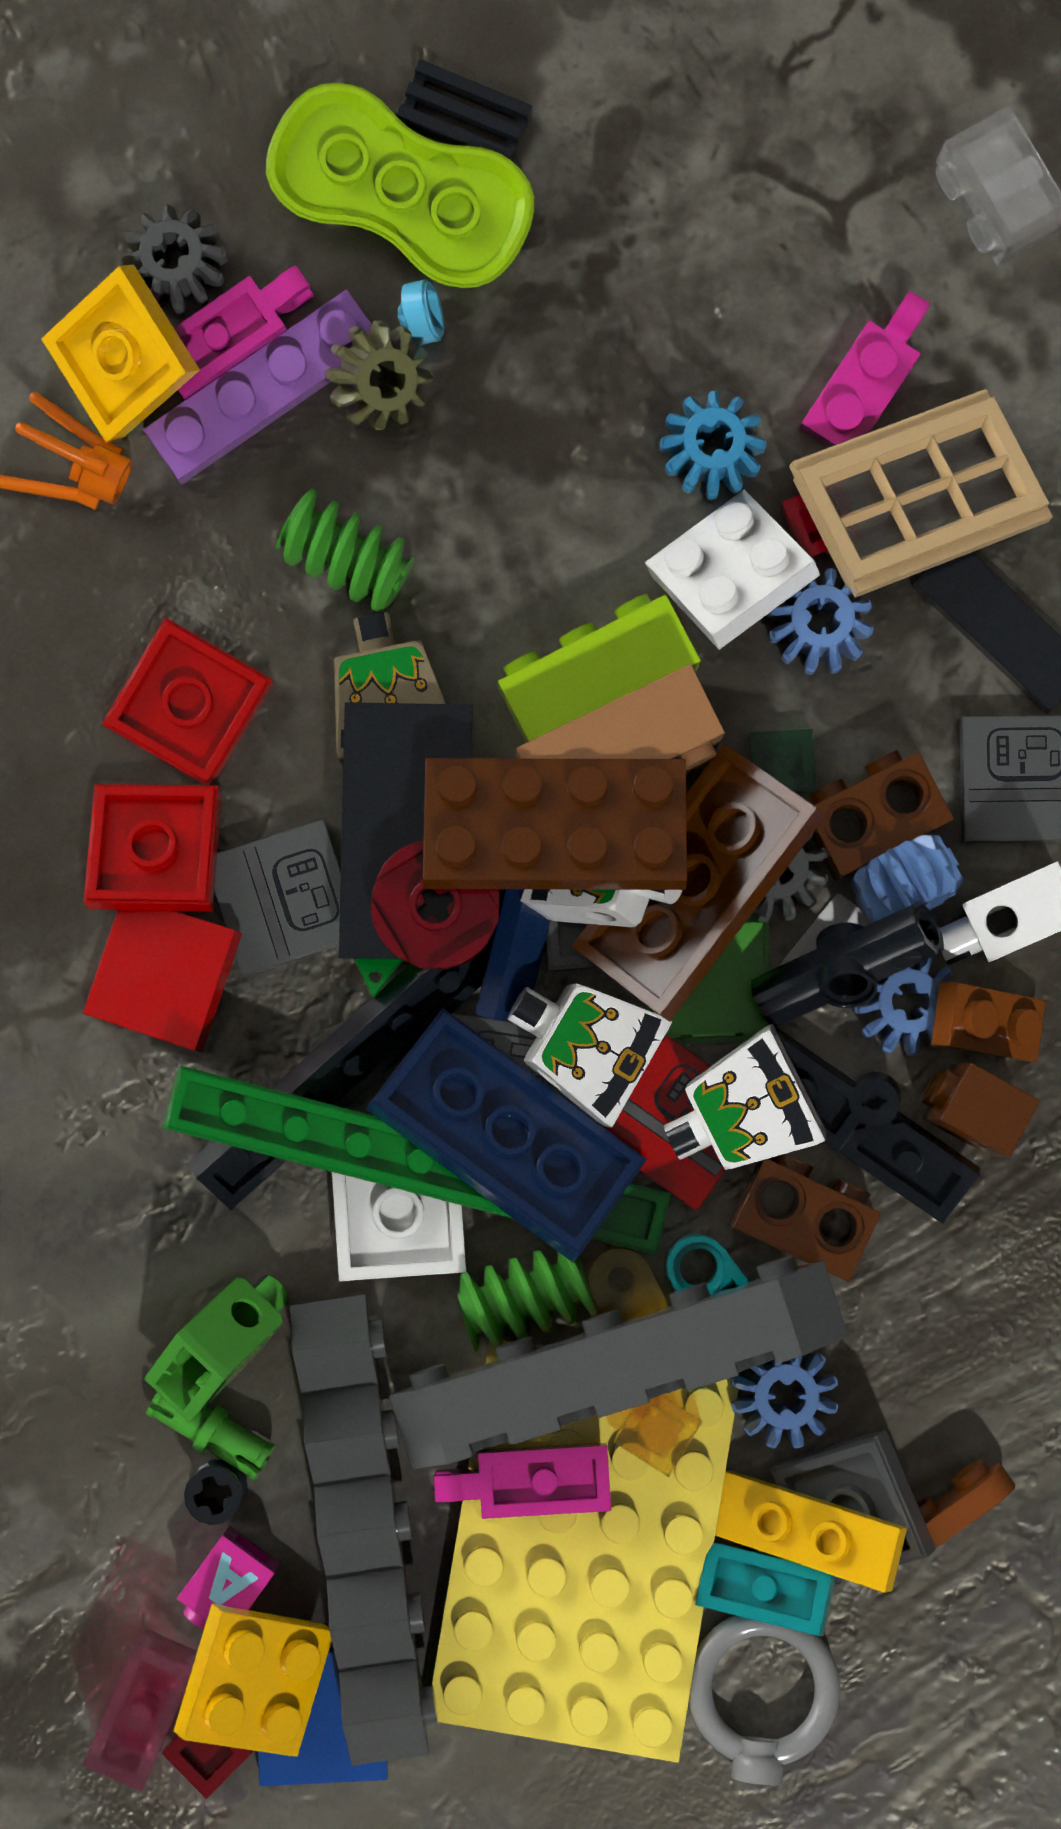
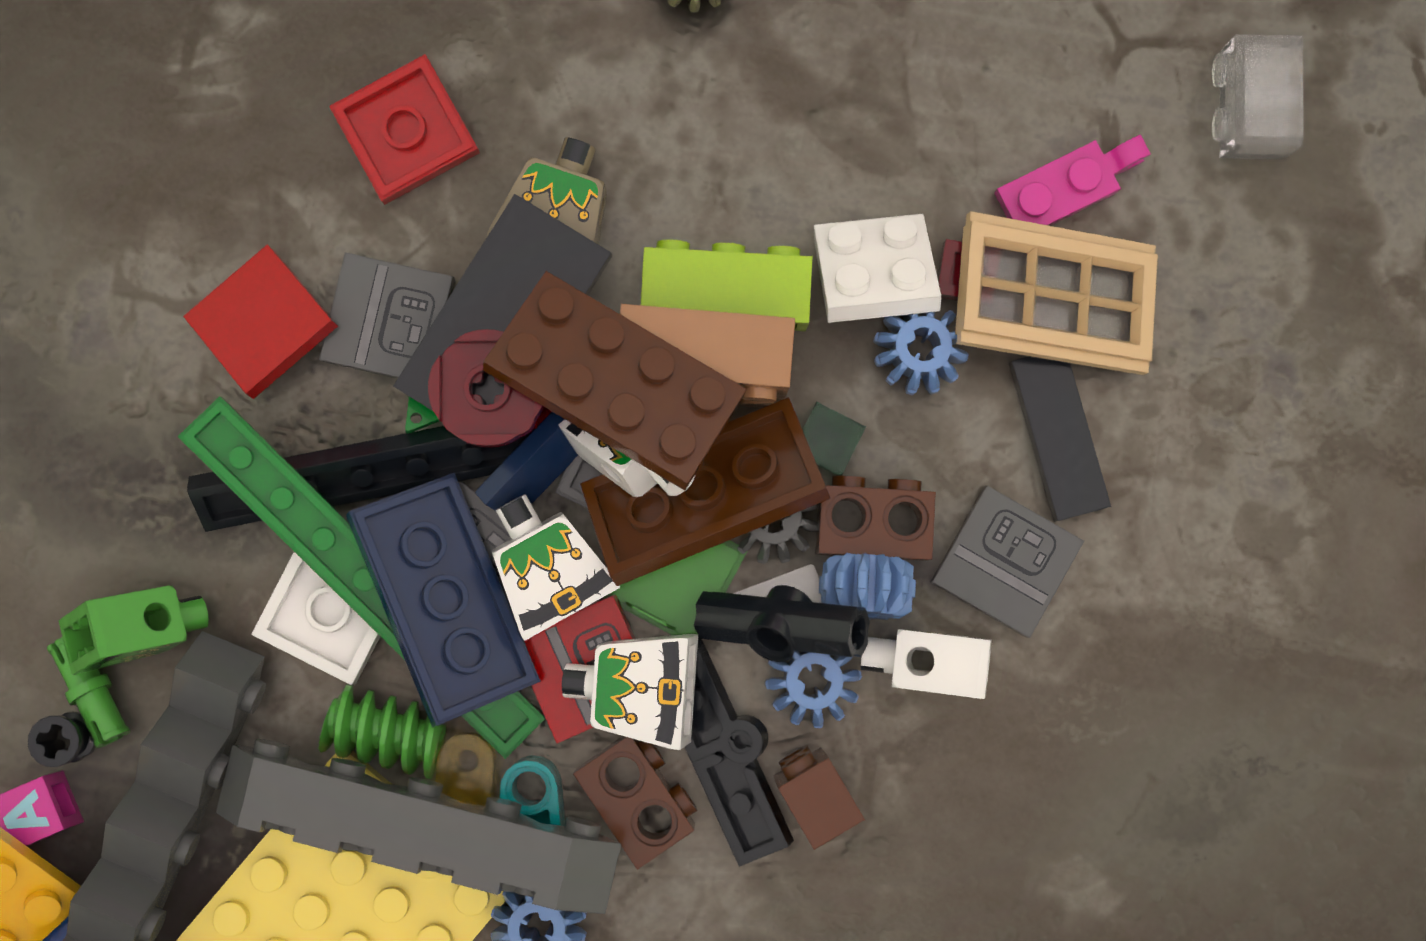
camera: 30 degrees right, 0 degrees up
(153, 847) = (310, 222): red tile -> none
(344, 552) = (586, 83): bright green piece -> none
(532, 1481) = (301, 877): dark pink plate -> none
(658, 1433) = (421, 899): clear yellow plate -> none
(703, 425) = (922, 146): dark azure gear -> none
(988, 1021) = (865, 732): dark orange plate -> none

